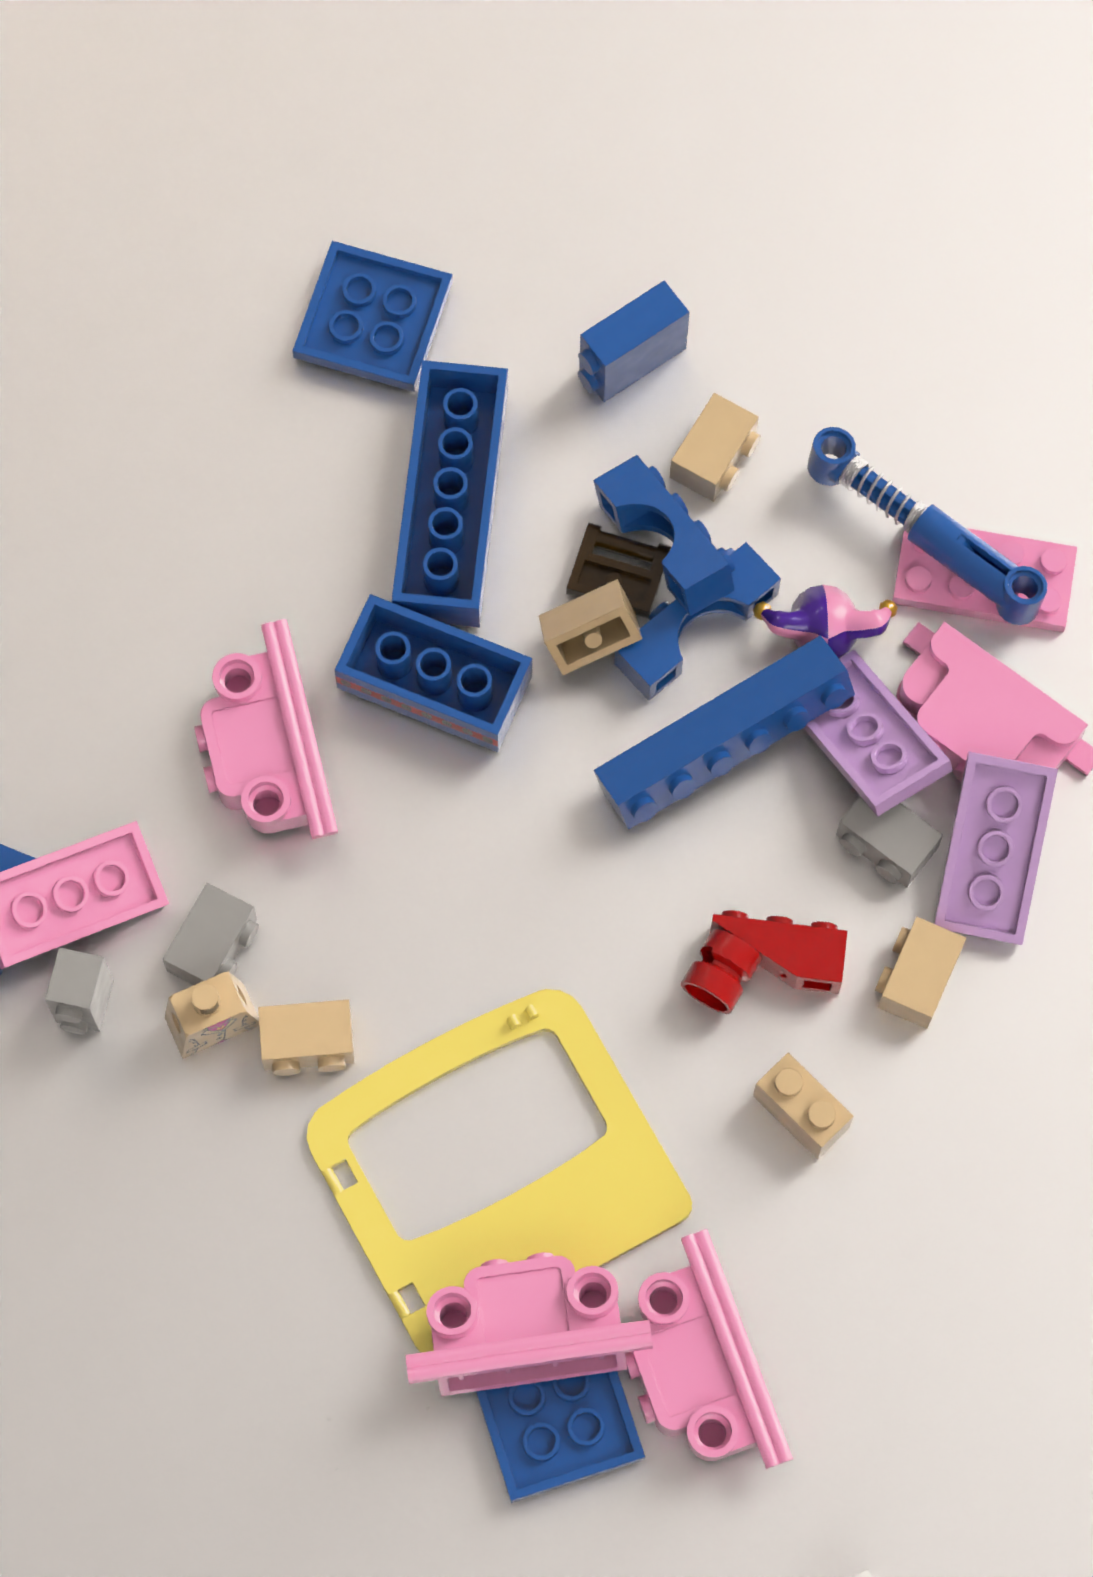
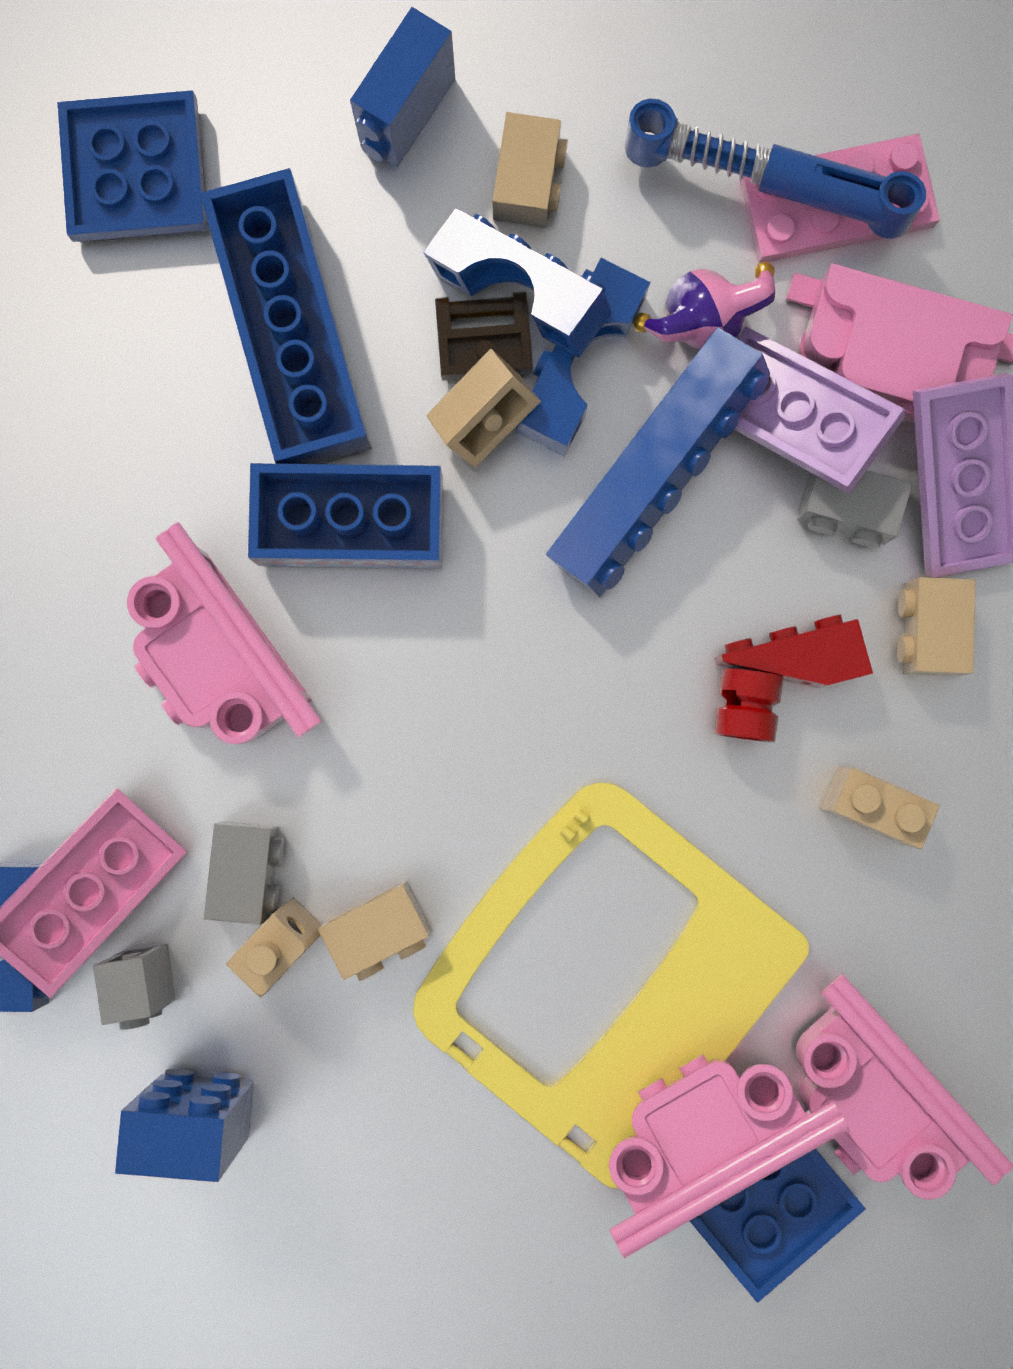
camera: 20 degrees left, 15 degrees up
(76, 1117) = (185, 1126): none -> blue piece

